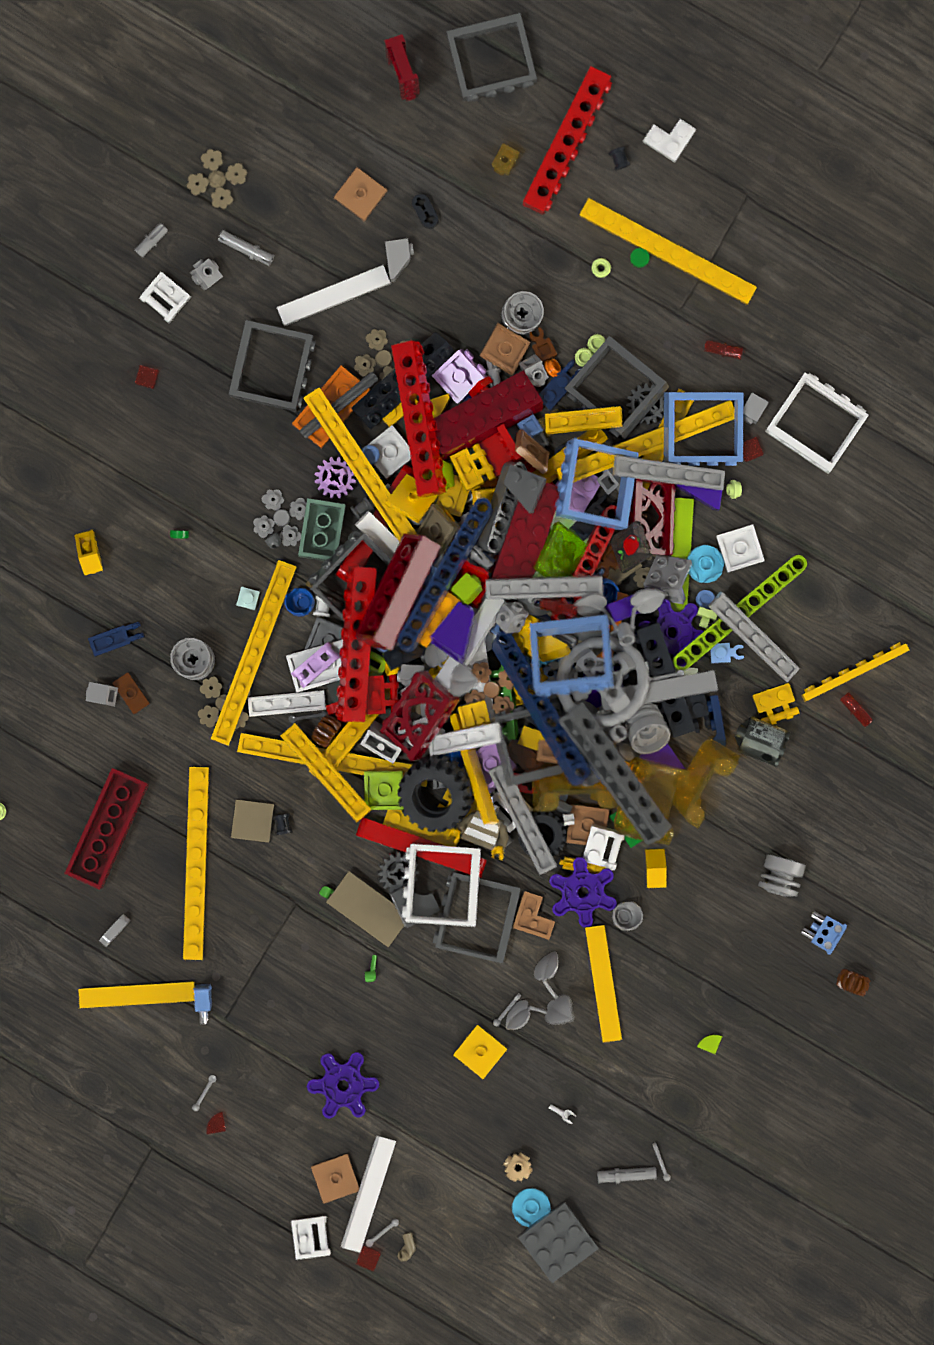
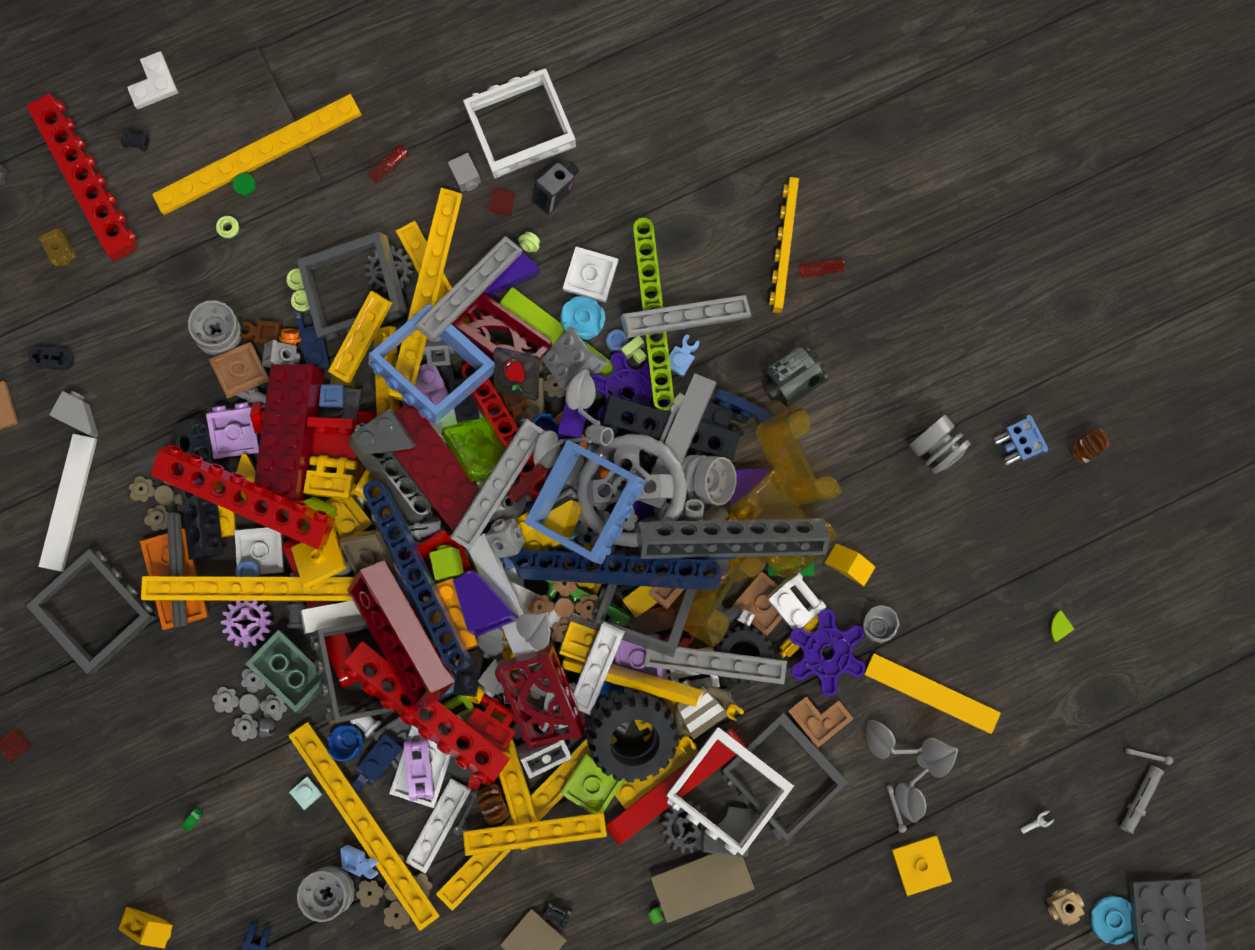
camera: 60 degrees left, 5 degrees down
(225, 663) = (354, 861): none -> light blue plate
(302, 632) = (377, 761): none -> dark blue hinge
(370, 976) = (771, 926): bright green hand -> none
(532, 451) = (355, 408): medium nougat plate -> none
(669, 402) = (424, 259): medium blue window -> none
(774, 698) = (758, 339): yellow plate -> none
(780, 479) = (554, 186): none -> black torso

